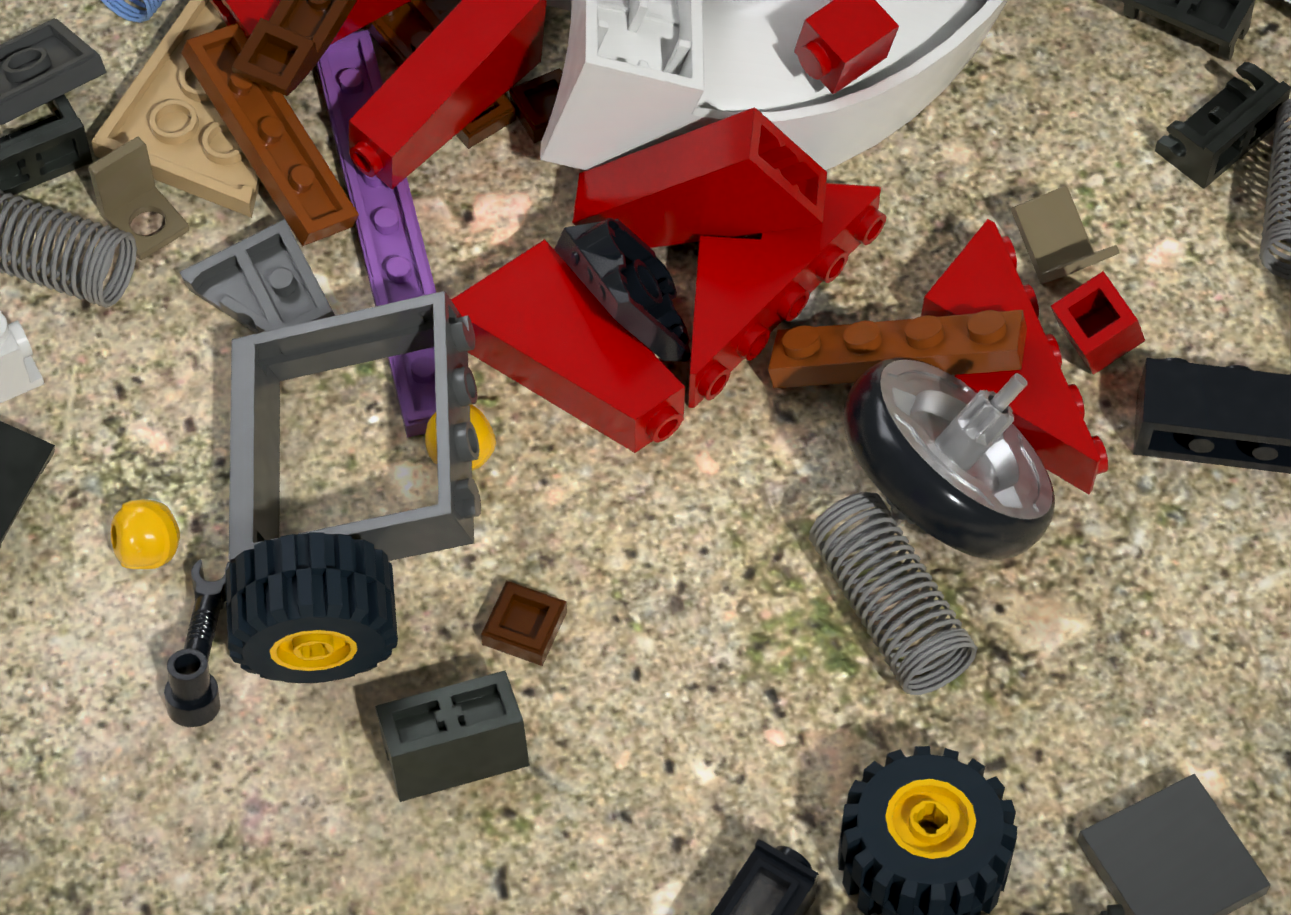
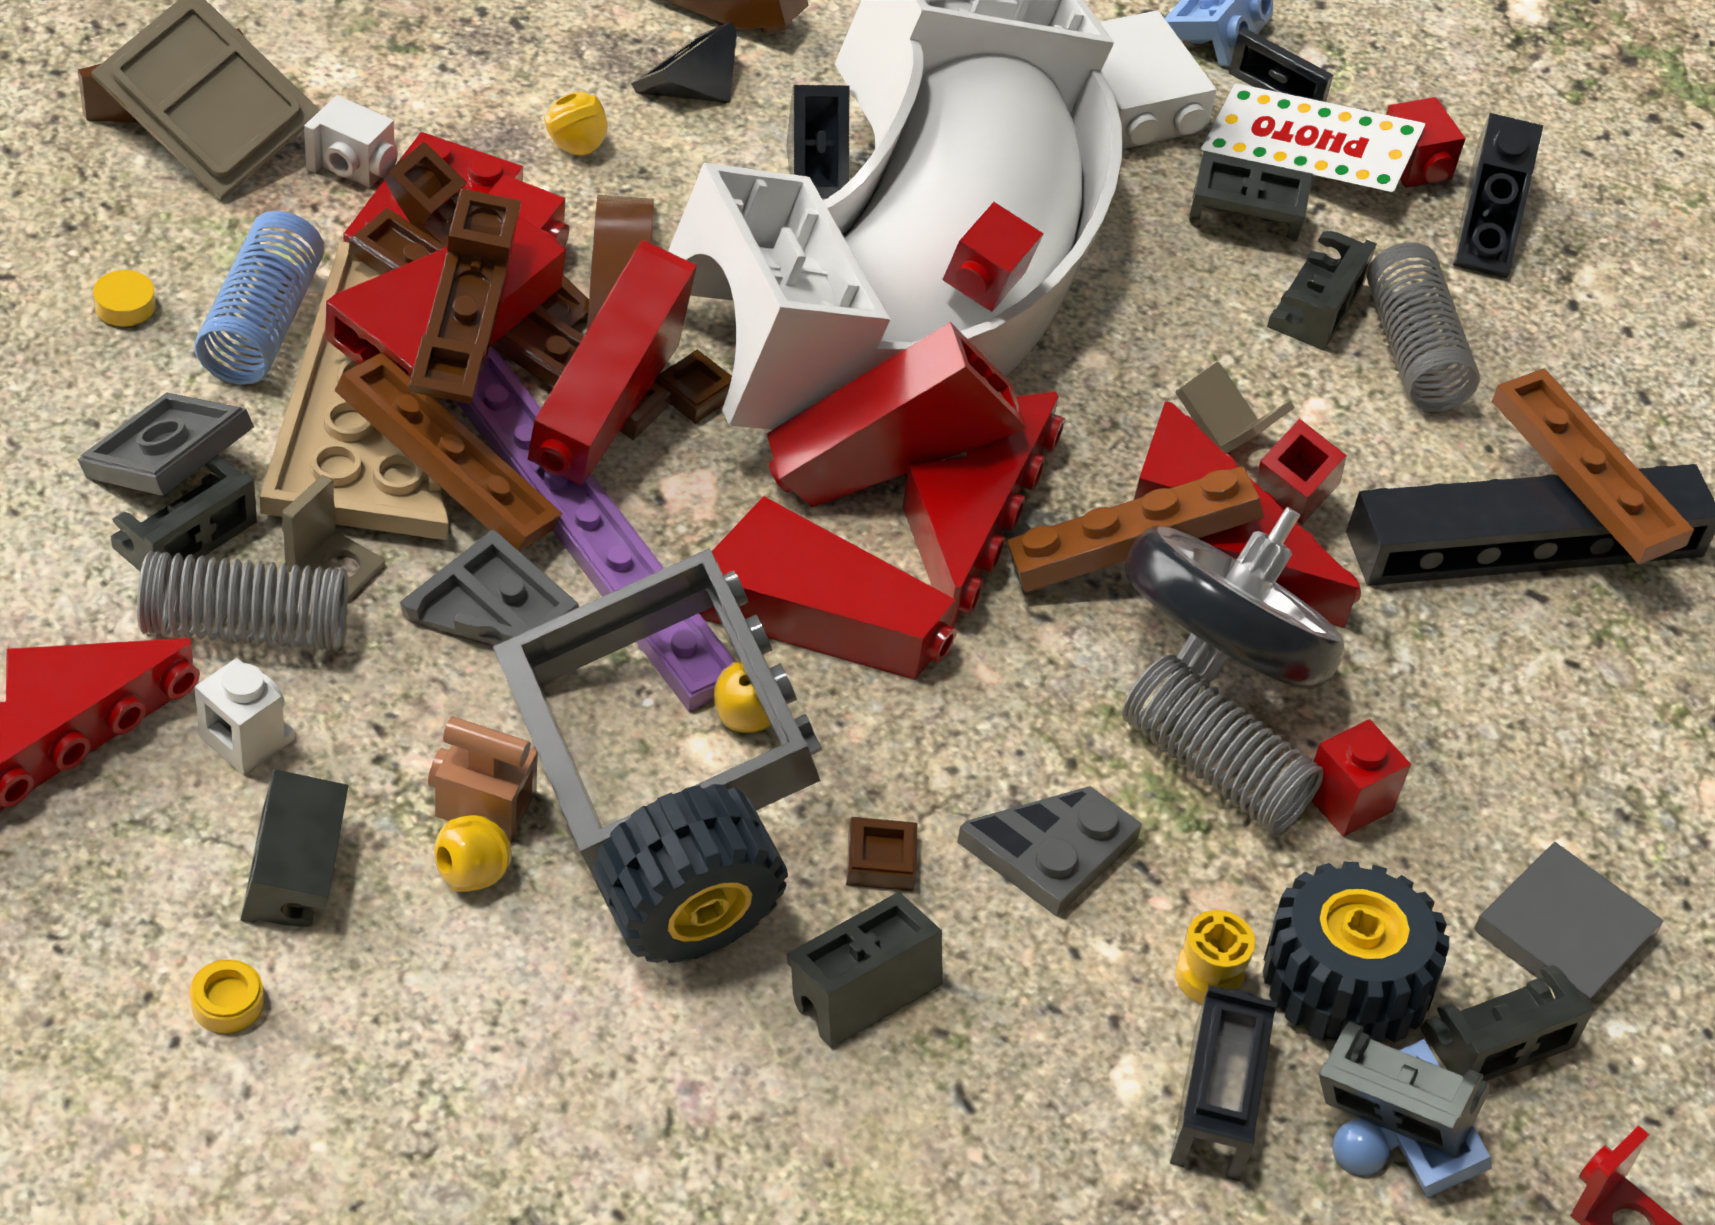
camera: 25 degrees left, 10 degrees down
(179, 466) = (483, 775): none -> nougat brick
(191, 690) = (584, 989): black brick -> none
(627, 283) = (848, 509): black slope -> none
(693, 653) = (1052, 844): none -> dark grey wing
(789, 821) = (1214, 953): none -> yellow wheel
(1014, 659) = (1359, 777): none -> red brick

